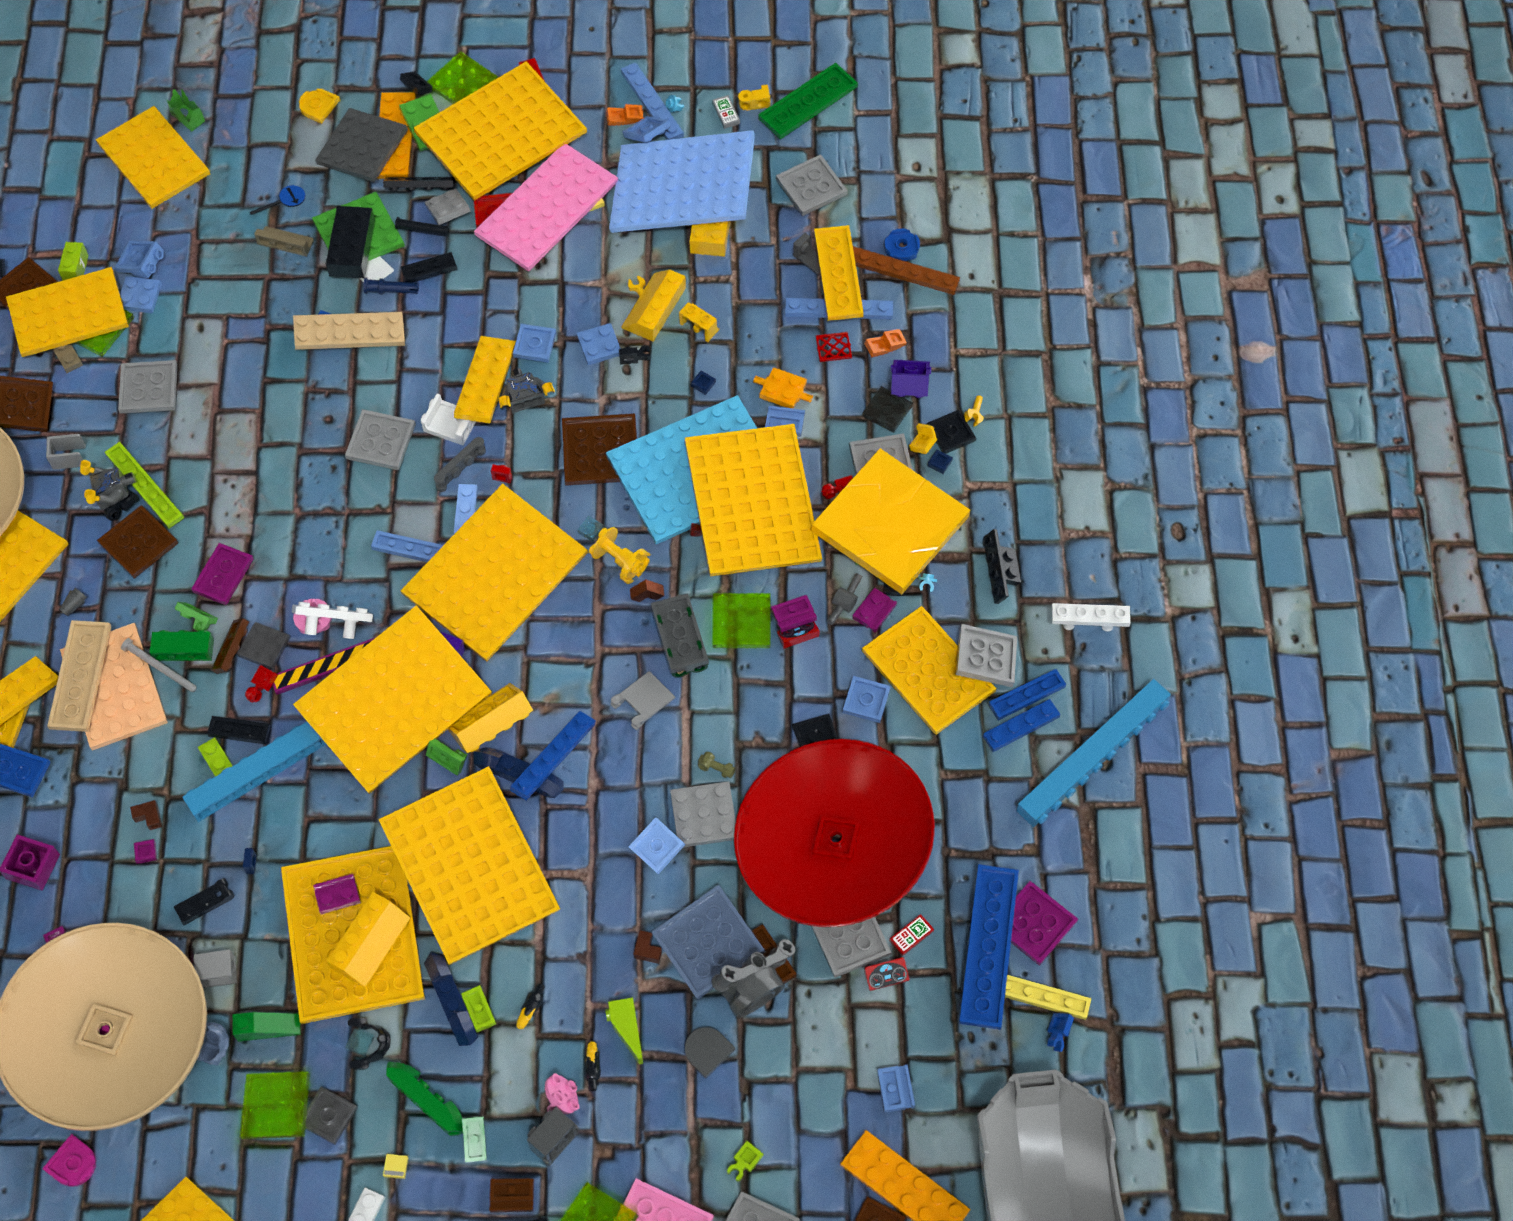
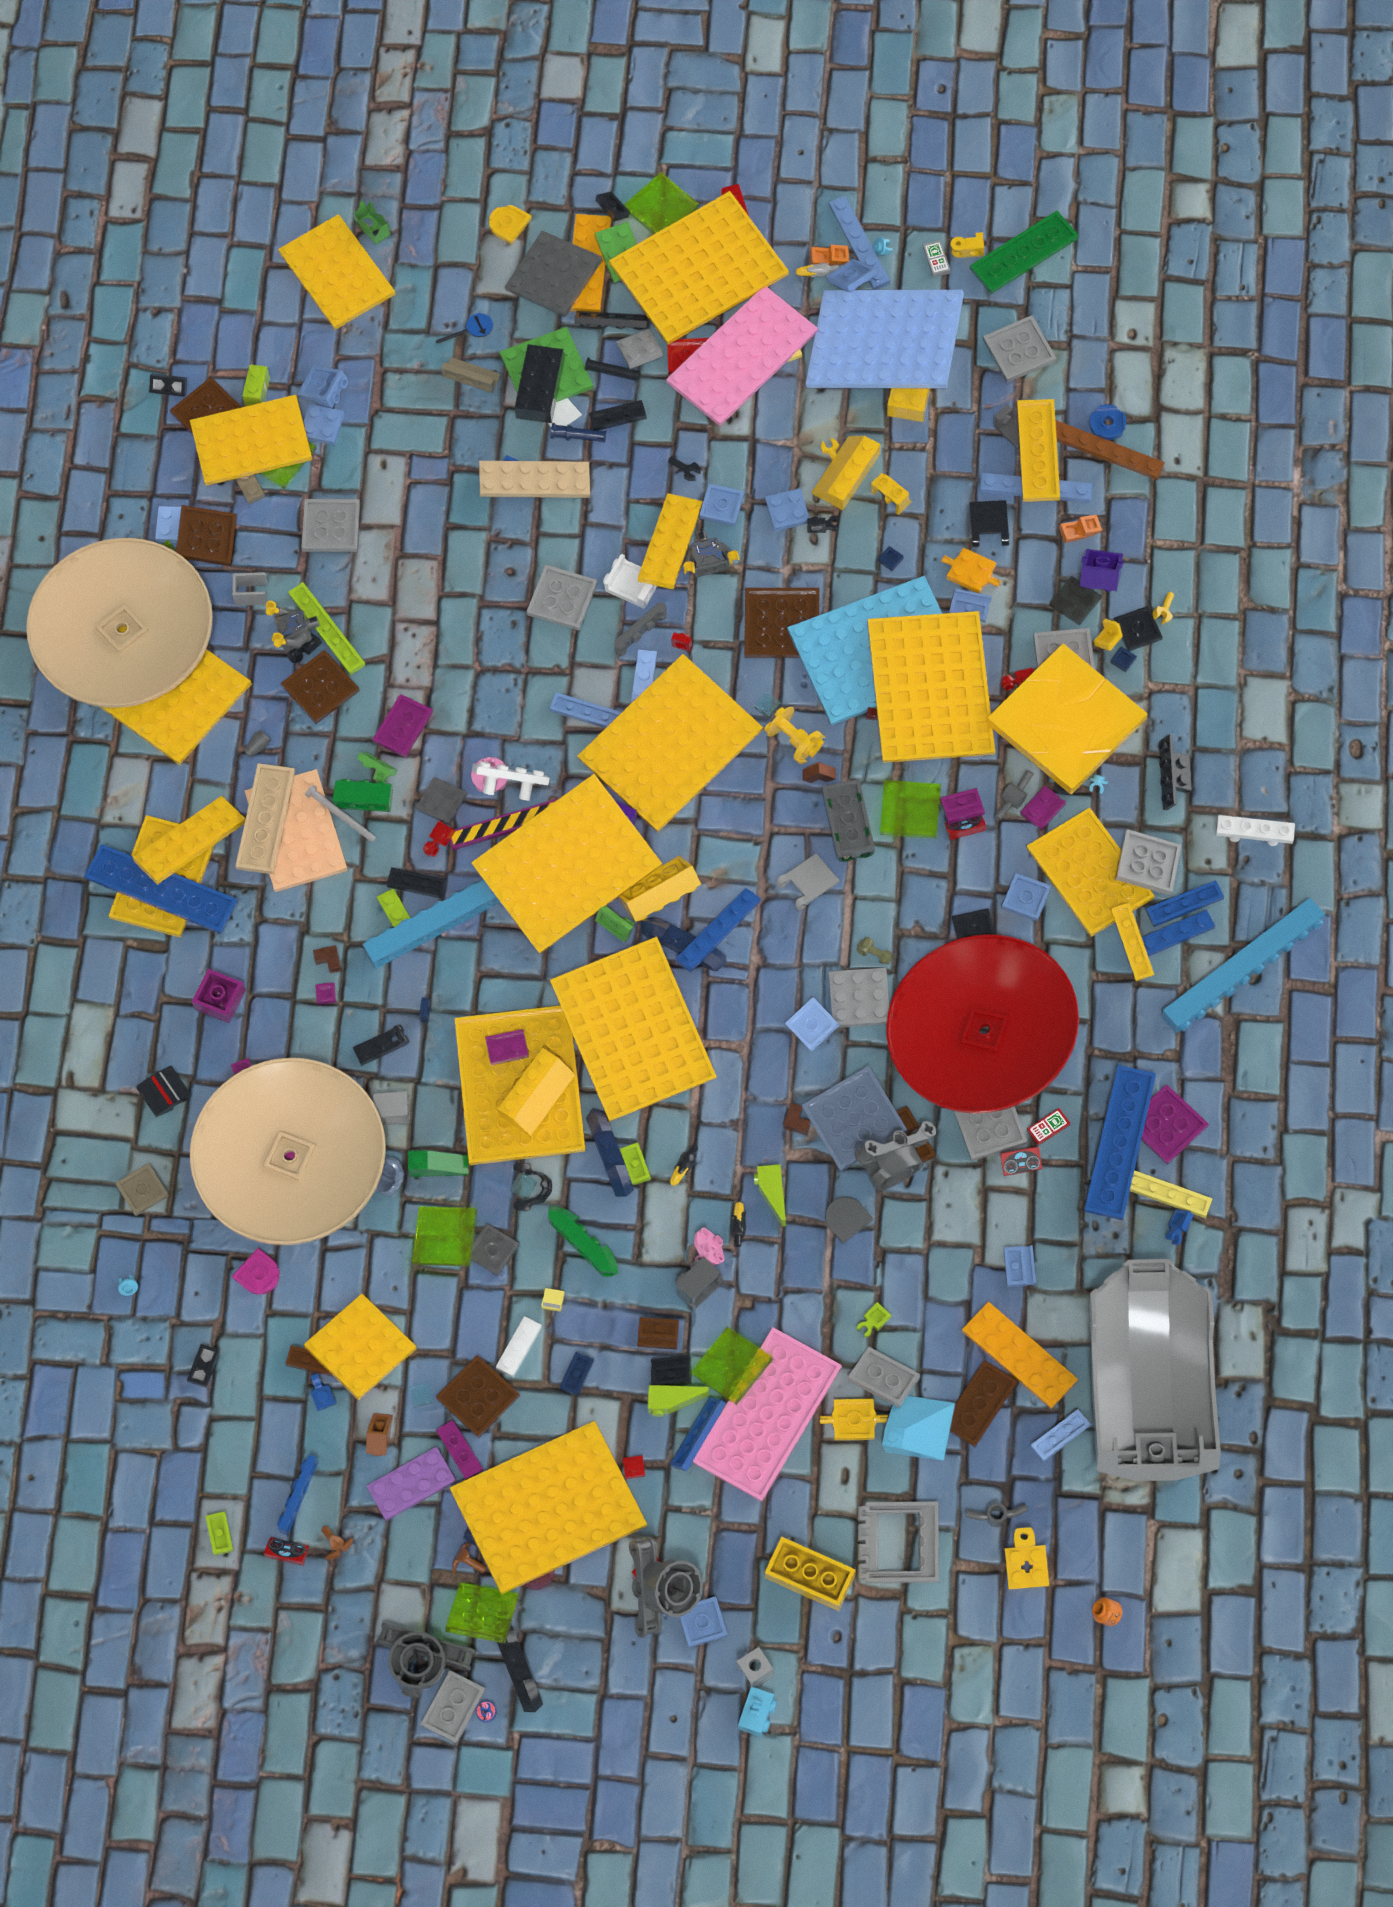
camera: 10 degrees right, 5 degrees up
(230, 646) = (409, 799): reddish brown plate -> none
(474, 1139) = (626, 1281): plate -> none
(505, 310) = (686, 468): none -> black bar
(612, 128) = (816, 270): none -> light grey piece
(796, 339) = (989, 518): none -> black flag
(833, 357) = (1027, 540): red window -> none
(979, 736) = (1132, 942): none -> yellow plate

